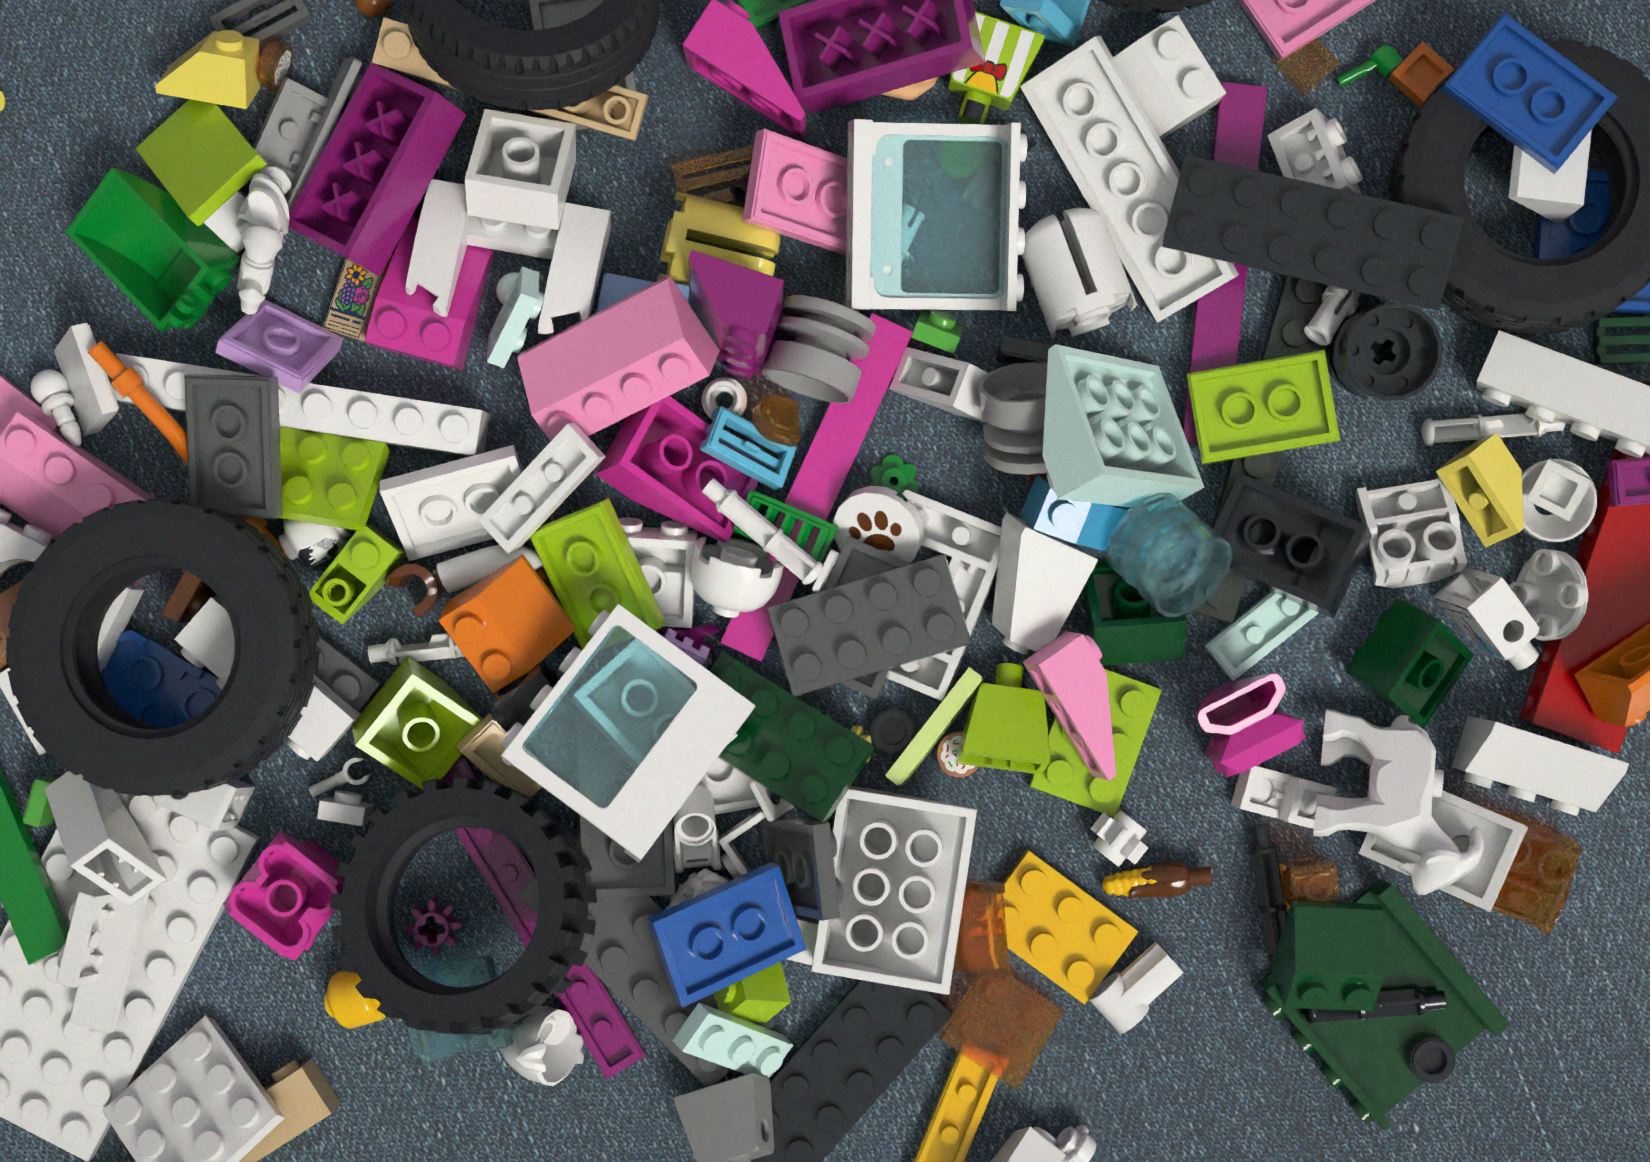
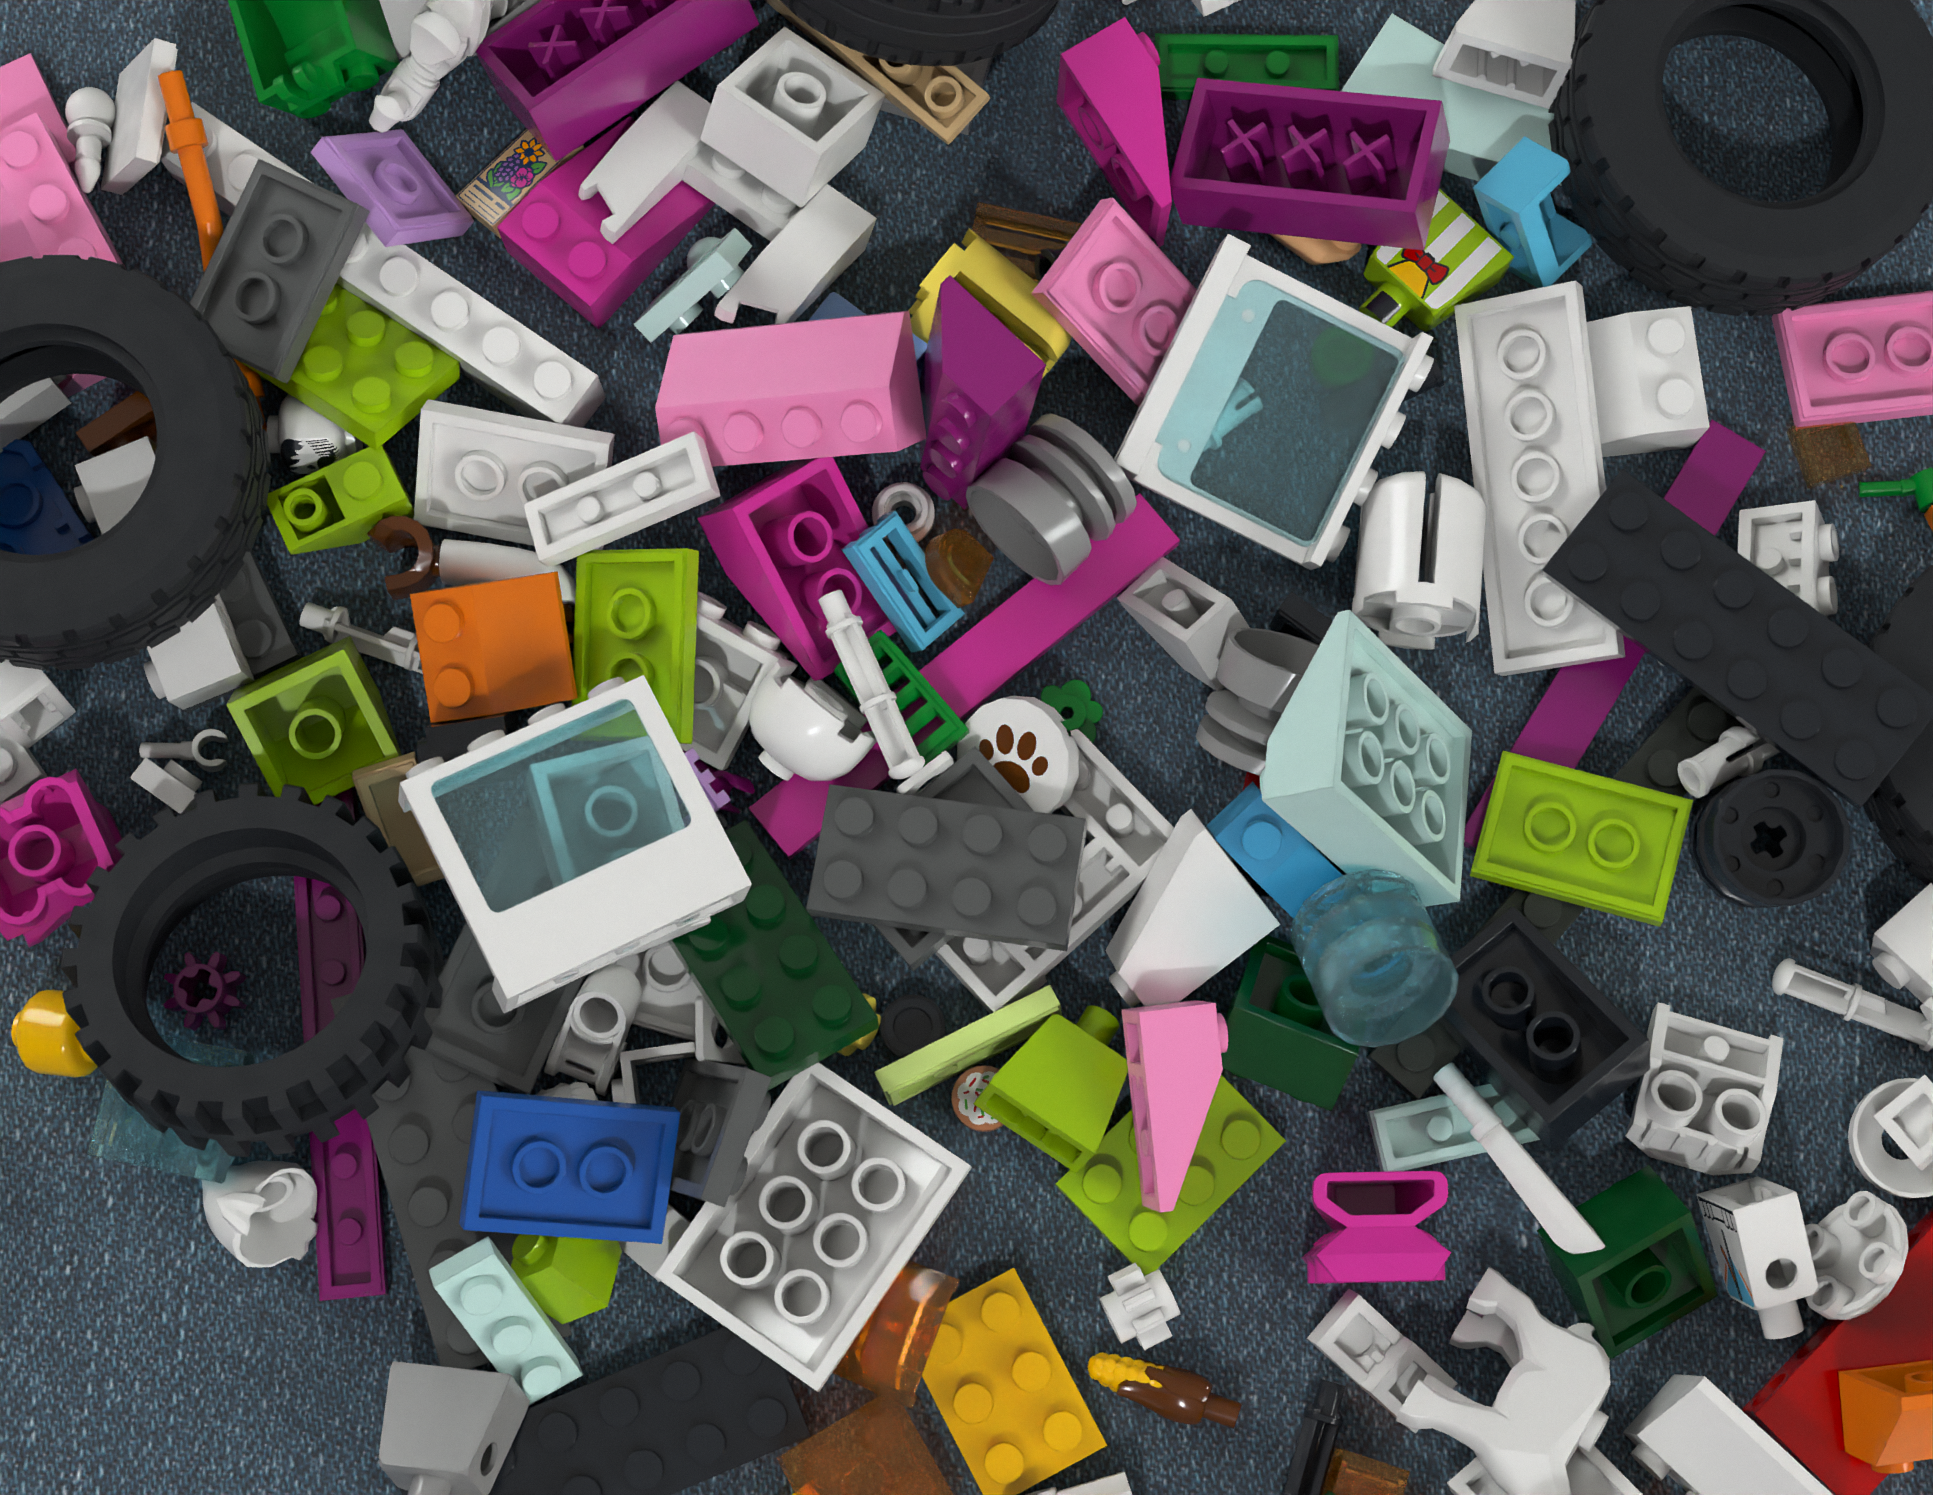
camera: 25 degrees right, 10 degrees down
(938, 330) = (1212, 550): bright green plate -> none
(1330, 646) = (1536, 1189): none -> white piece
(1487, 488) = (1827, 1079): light yellow slope -> none

